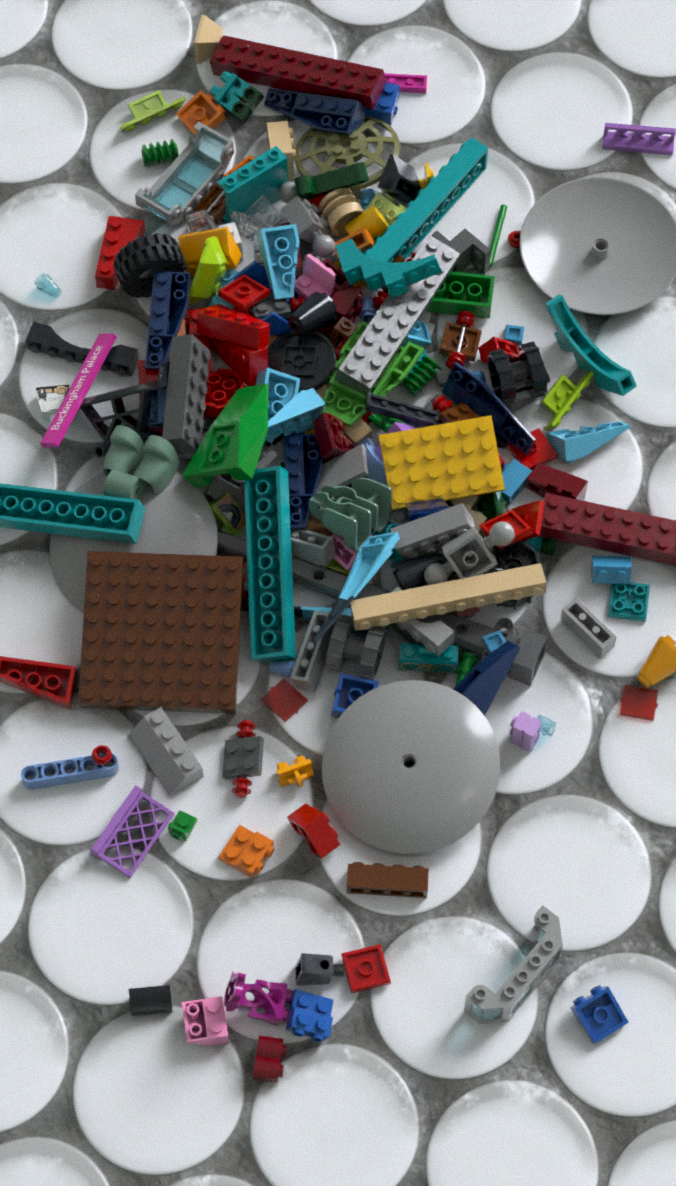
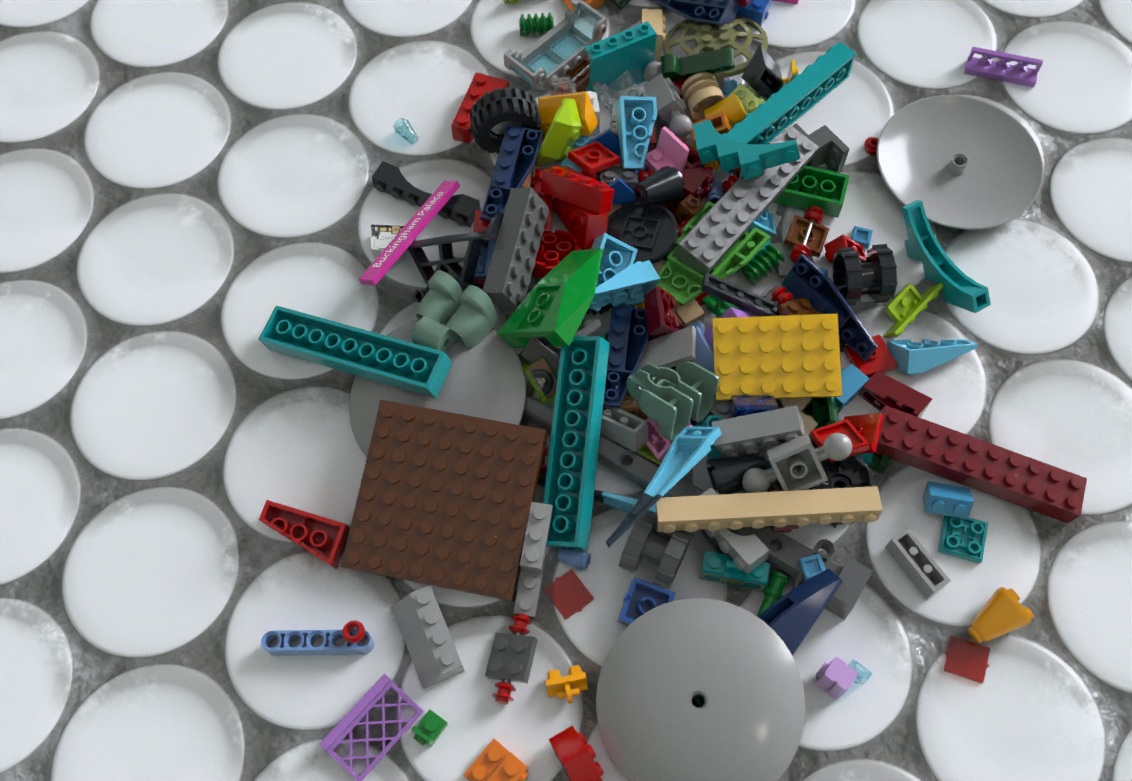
camera: 10 degrees right, 0 degrees up
(248, 671) = (533, 559): none -> light grey bracket
(312, 657) = (601, 560): light grey brick -> none
(497, 232) = (855, 132): green bar -> none

